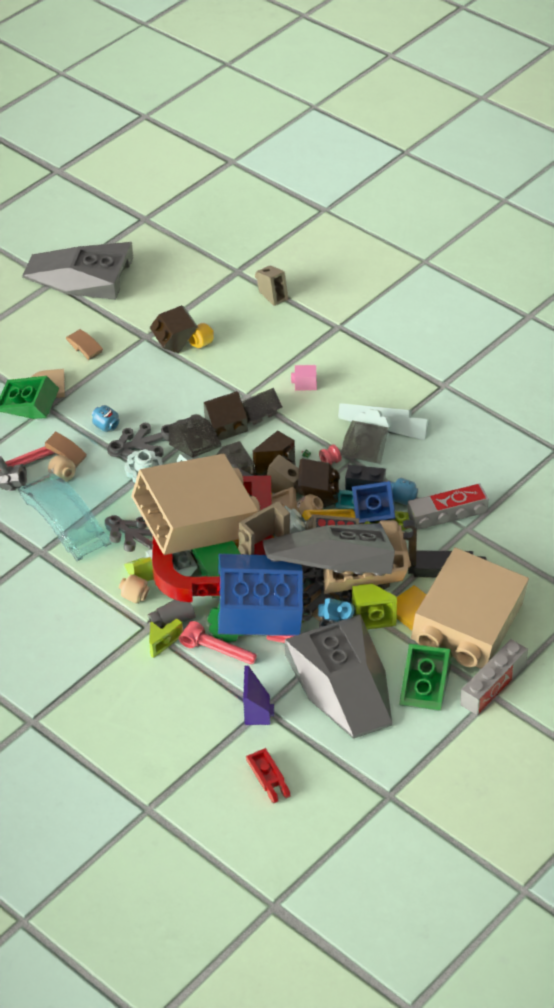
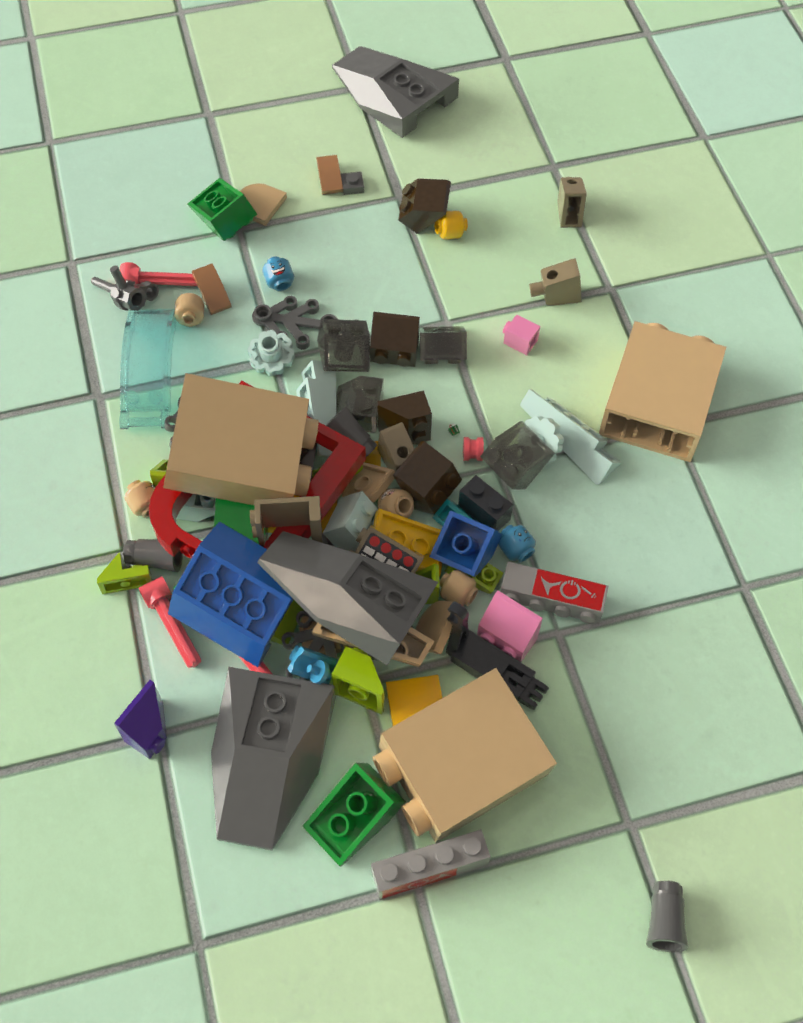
camera: 30 degrees right, 15 degrees up
(107, 342) = (352, 183): none -> dark grey plate
(267, 774) = (90, 827): red hinge -> none
(307, 335) = (559, 284): none -> dark tan torso
(425, 364) = (662, 391): none -> tan brick
(438, 531) = (509, 626): none -> bright pink slope

